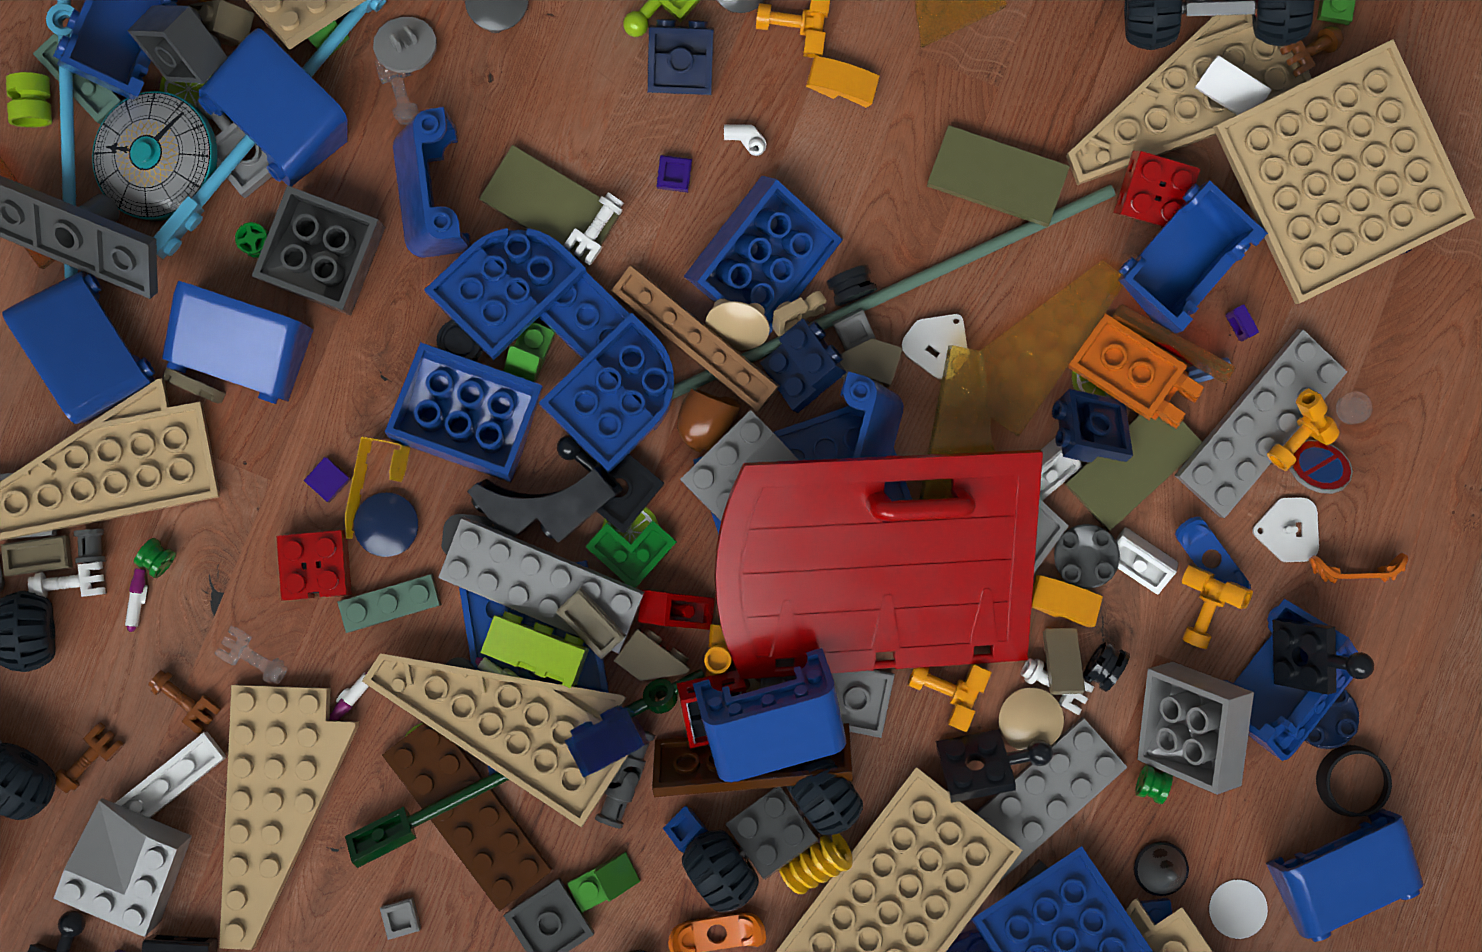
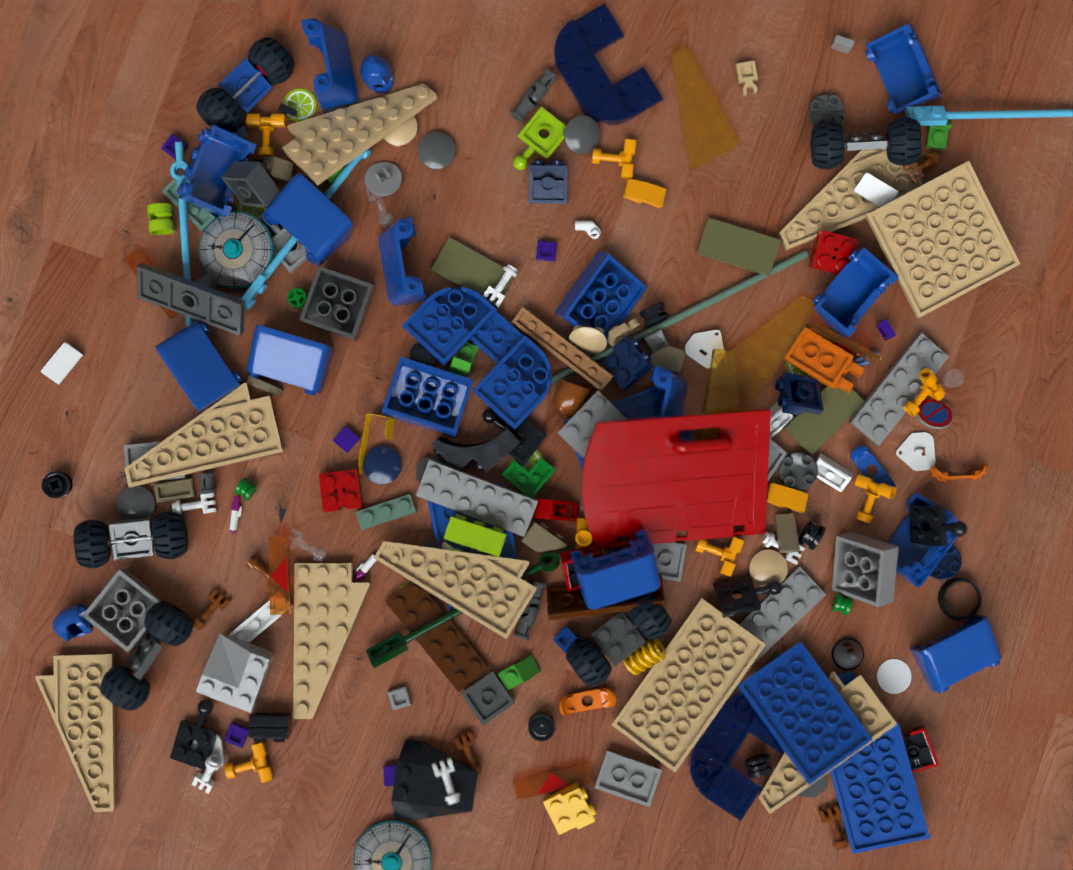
camera: 10 degrees left, 0 degrees up
(204, 705) = (279, 575): none -> clear orange tile
(591, 623) = (507, 519): dark tan tile -> none
(606, 741) = (520, 587): clear blue brick -> none

